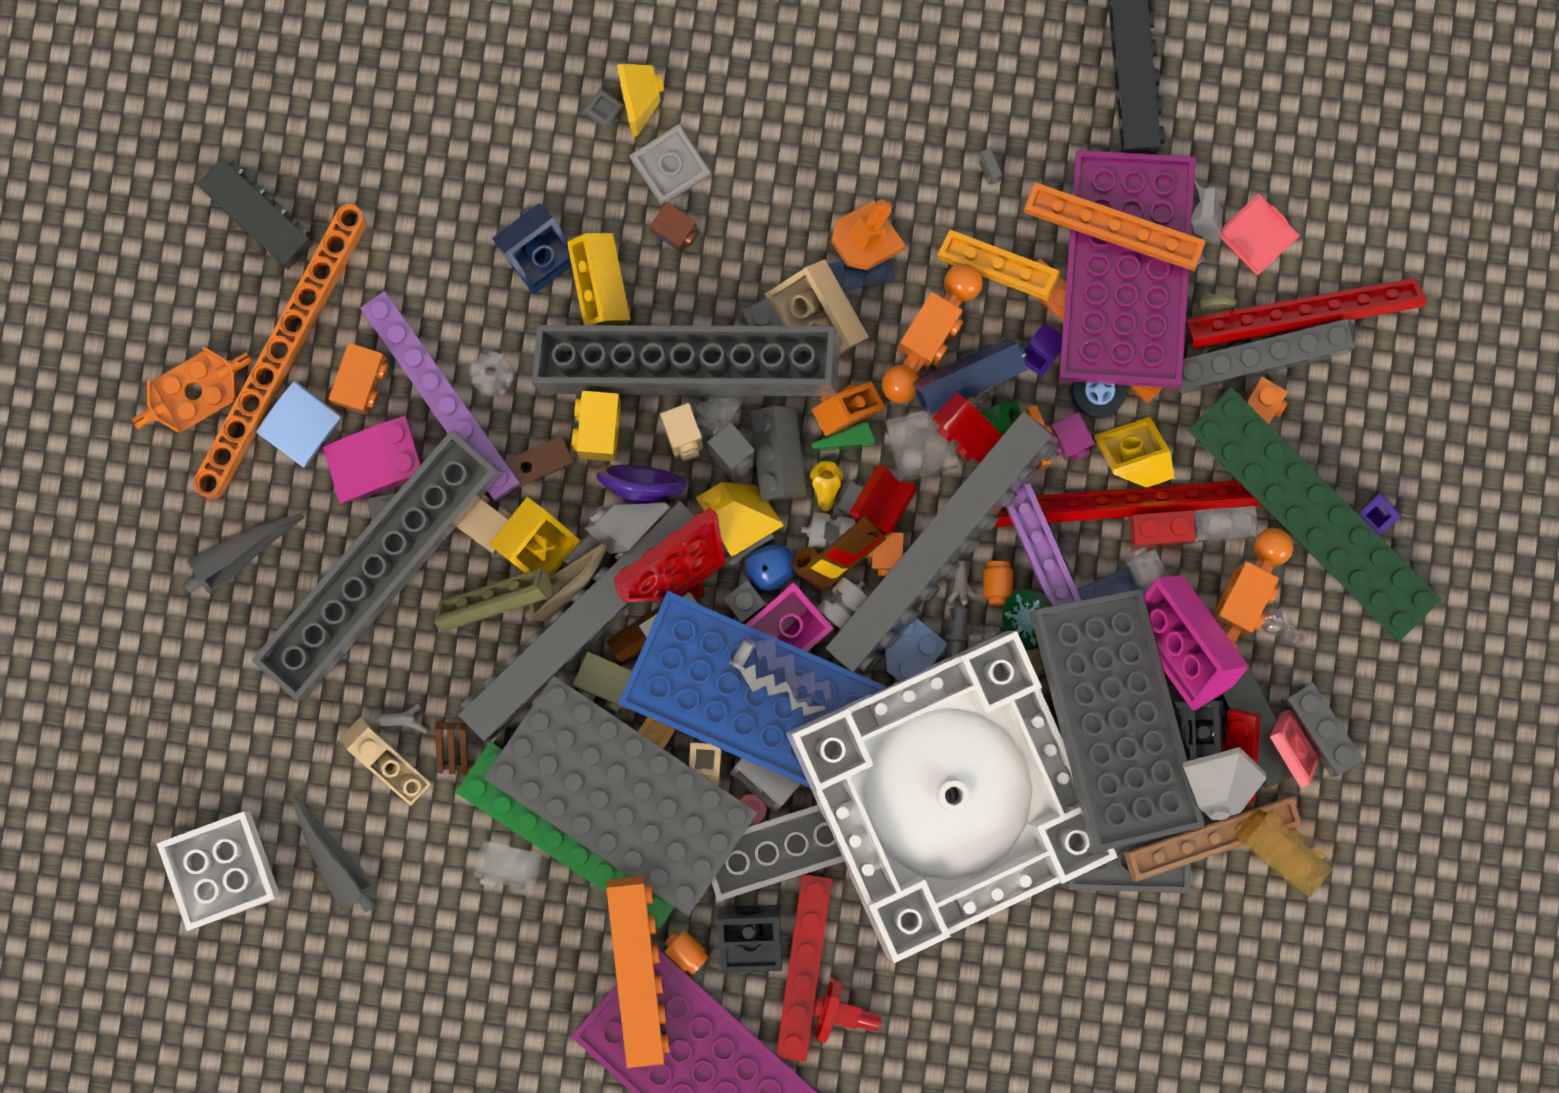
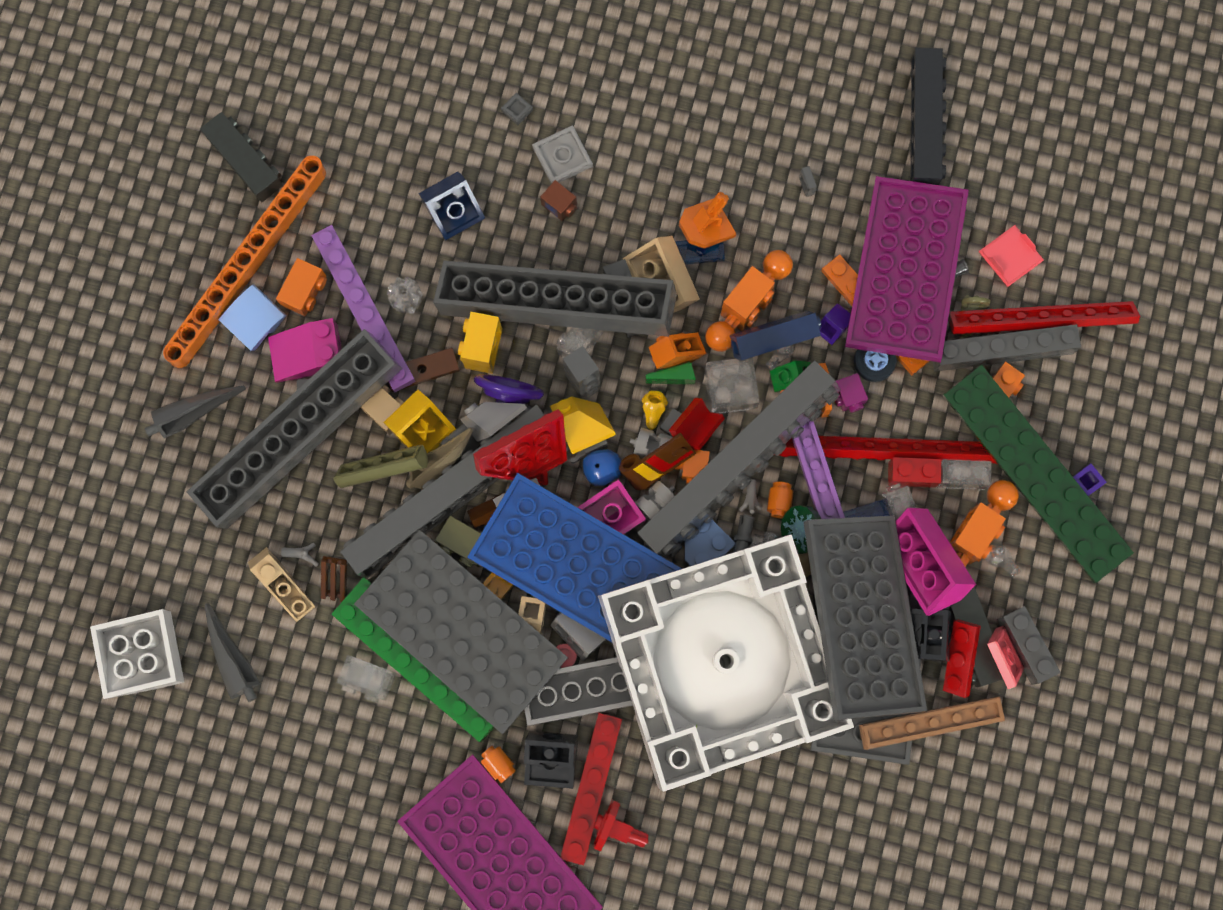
camera: 15 degrees right, 5 degrees down
(168, 393) = (155, 285): orange plate -> none
(598, 279) = (496, 231): yellow brick -> none
(636, 971) = (453, 774): orange brick -> none
(640, 93) = (545, 98): yellow slope -> none
(682, 432) = (545, 353): tan brick -> none
(744, 602) = (578, 491): dark grey brick -> none
(778, 453) = (618, 379): dark grey brick -> none
(791, 683) = (607, 555): piece -> none
(967, 428) = (767, 372): red brick -> none
(999, 265) = (808, 255): light orange plate -> none
(1114, 226) = (901, 234): orange plate -> none
(1137, 453) = (901, 411): yellow slope -> none
(1207, 214) = (973, 233): light grey slope -> none
(1224, 782) = (946, 676): light grey slope -> none
(1284, 851) = (989, 739): clear yellow brick -> none

